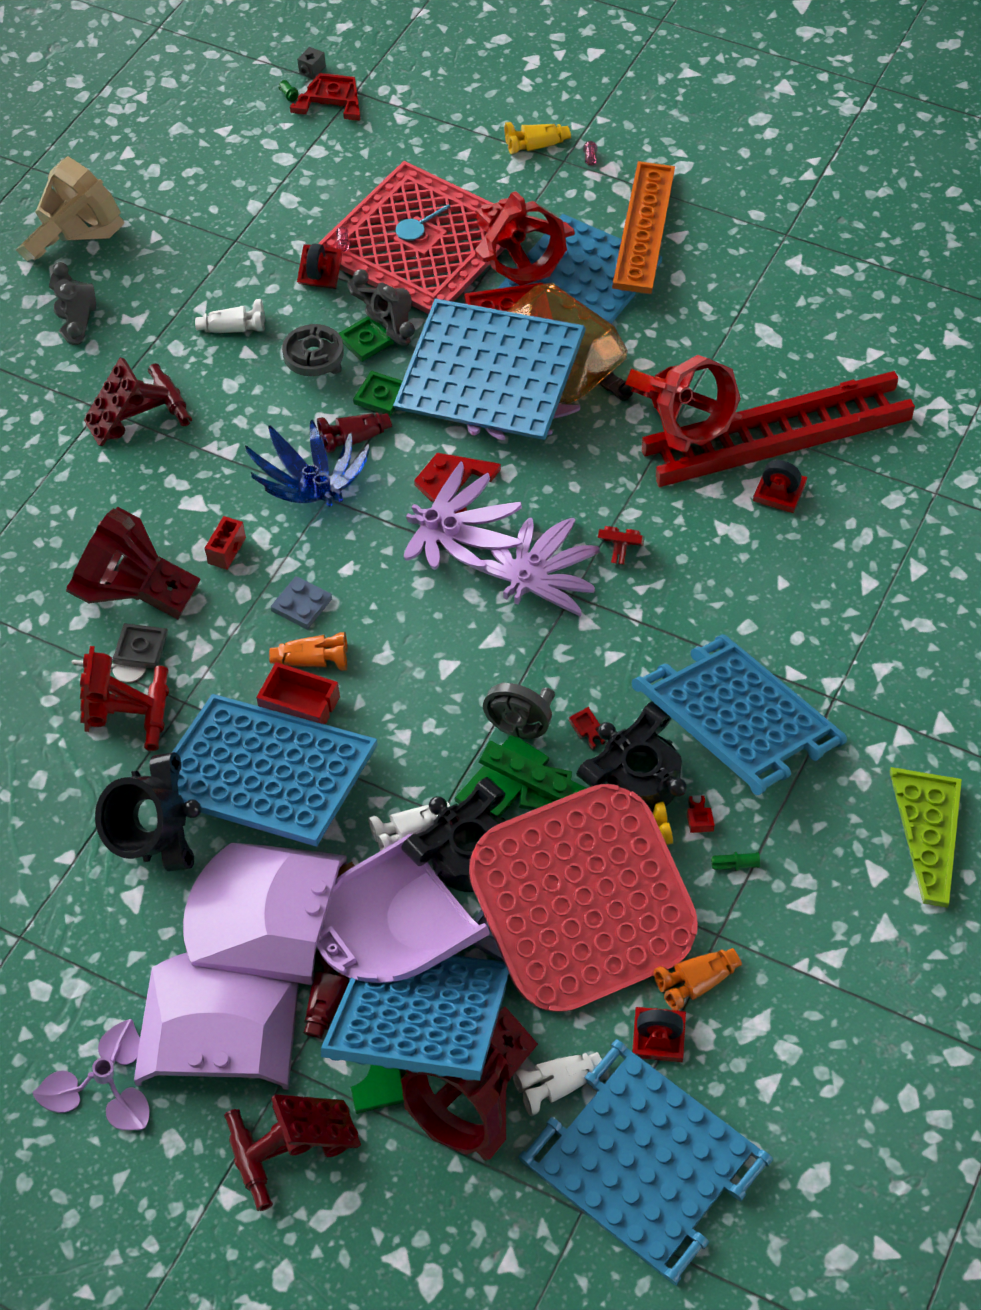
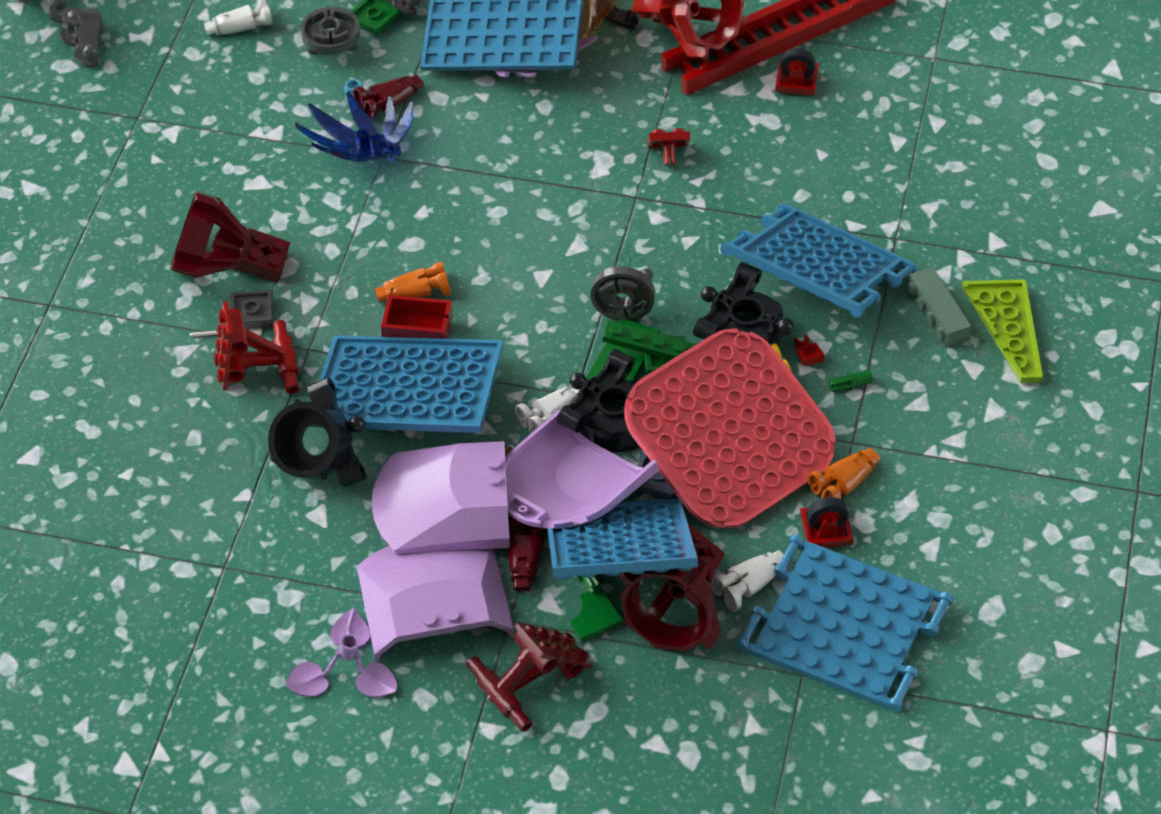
camera: 15 degrees left, 5 degrees down
(126, 397) = (167, 97): dark red plate -> none
(225, 542) = (303, 208): red brick -> none
(301, 602) = (389, 247): sand blue plate -> none
(320, 412) = (351, 84): none -> medium azure plate
(378, 393) = (402, 59): green plate -> none
(442, 466) = (488, 118): red wing -> none
(444, 525) = (499, 159): lavender plant -> none
(531, 569) = (597, 179): lavender plant -> none
(586, 725) = (685, 297): red plate -> none
(857, 793) = (939, 307): none -> sand green brick

